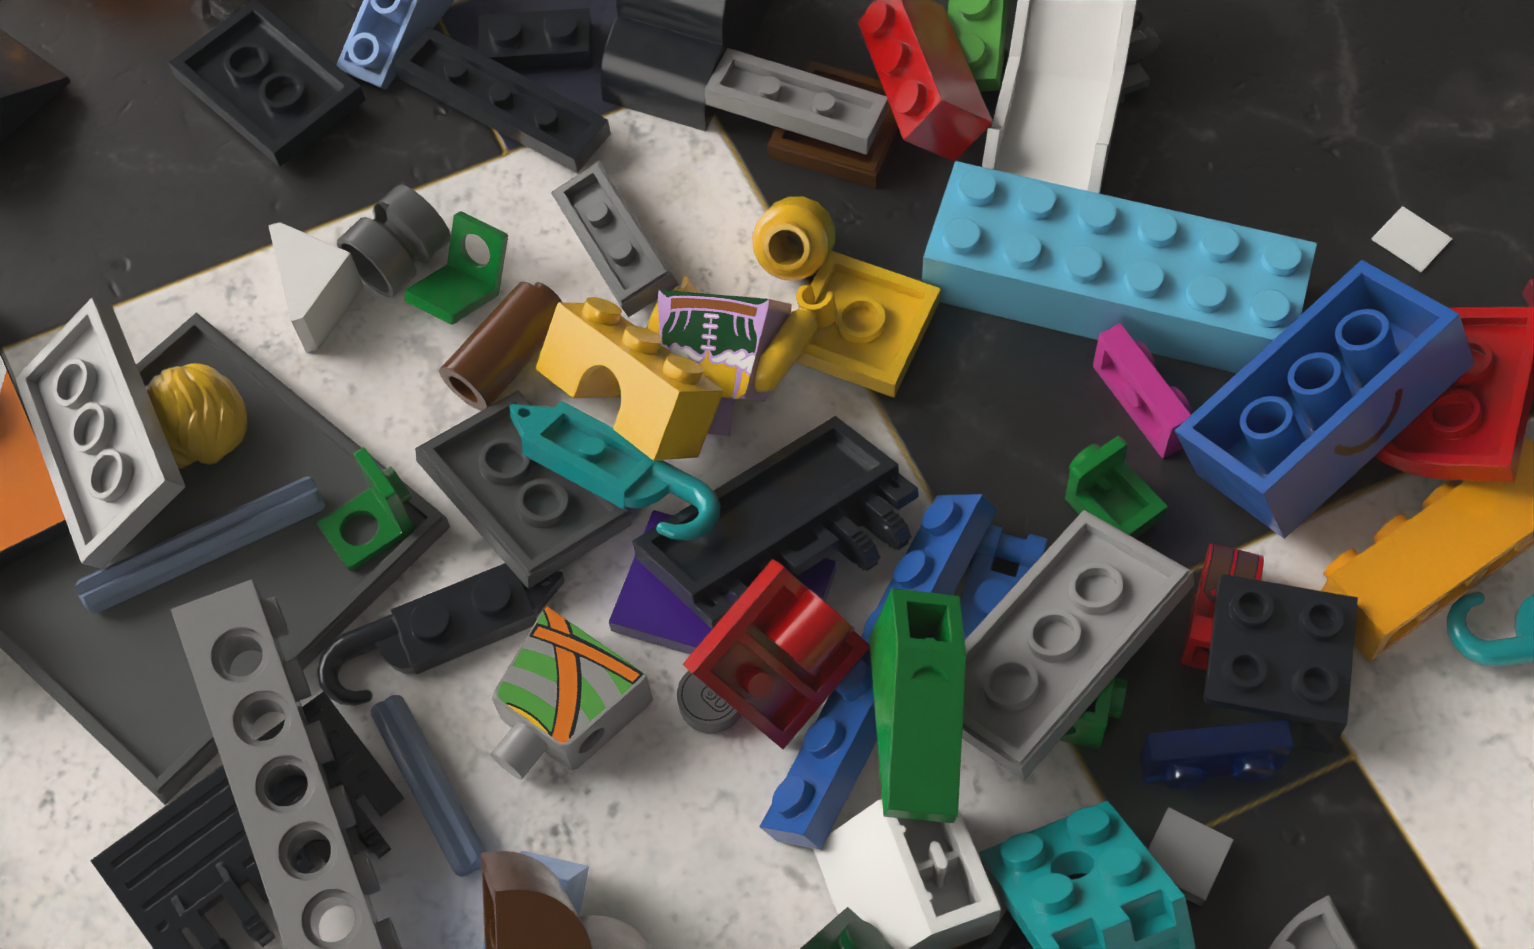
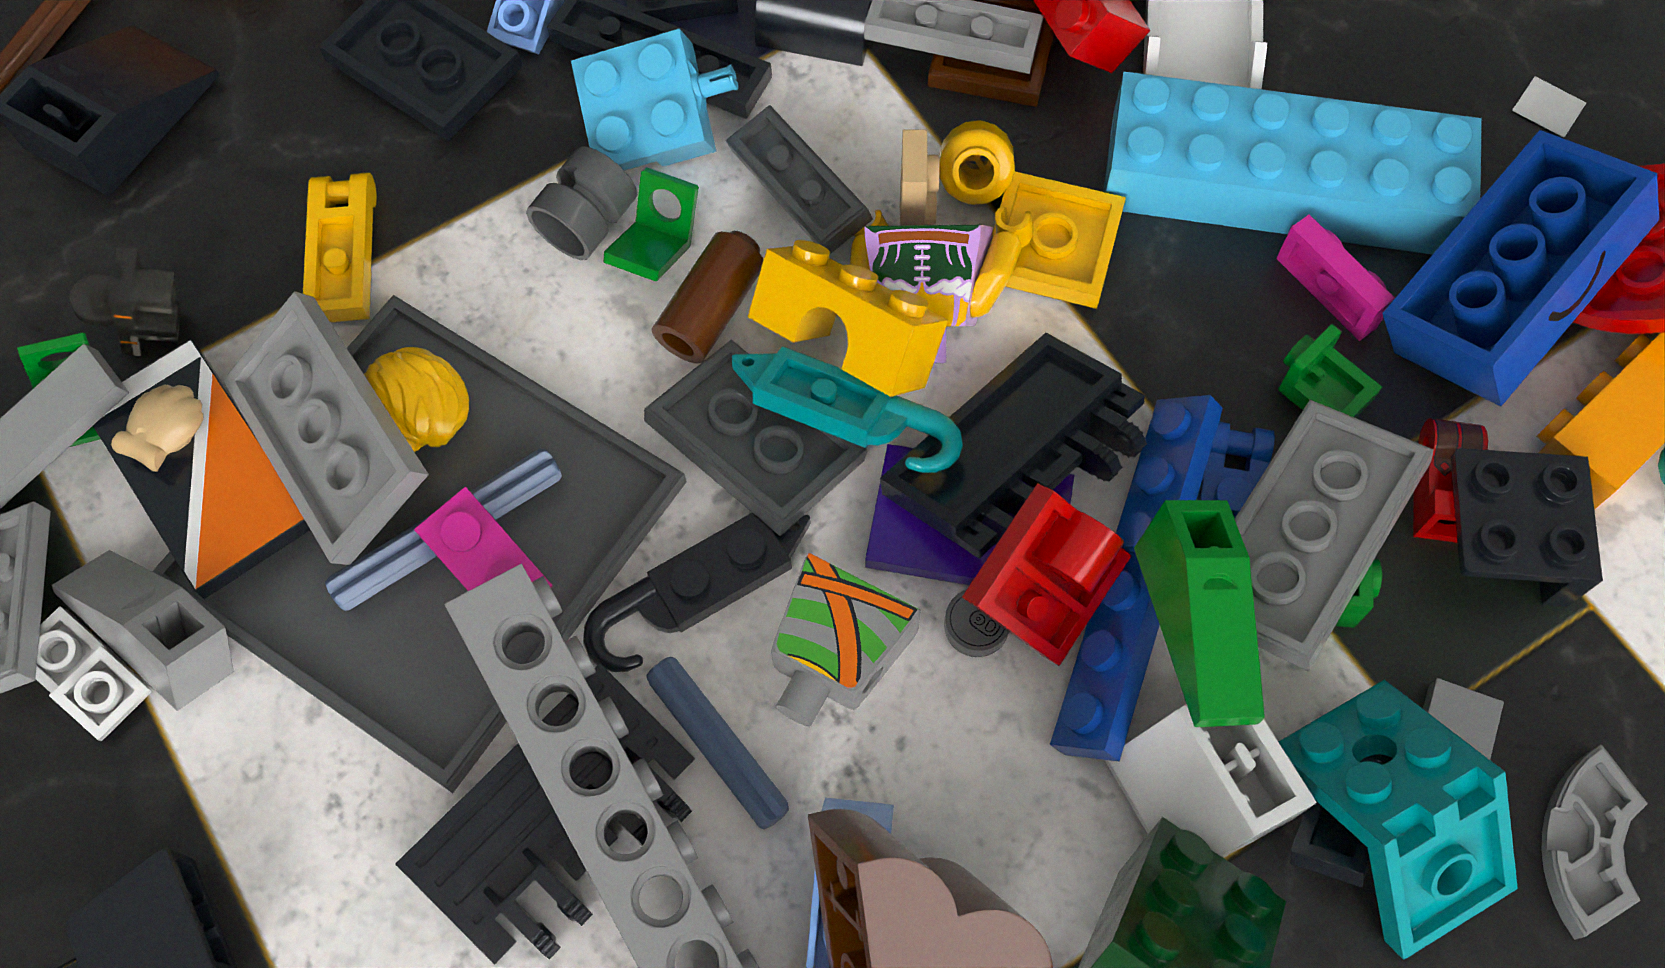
camera: 10 degrees left, 5 degrees up
(153, 260) = (340, 245): none -> yellow plate
(221, 556) = (472, 542): none -> dark pink plate
(316, 282) = (512, 249): white slope -> none
(381, 501) = (622, 464): green bracket -> none
(478, 147) = (649, 100): none -> medium azure plate
(724, 251) = (918, 180): none -> tan plate
(1192, 755) = (1451, 626): clear blue plate -> none

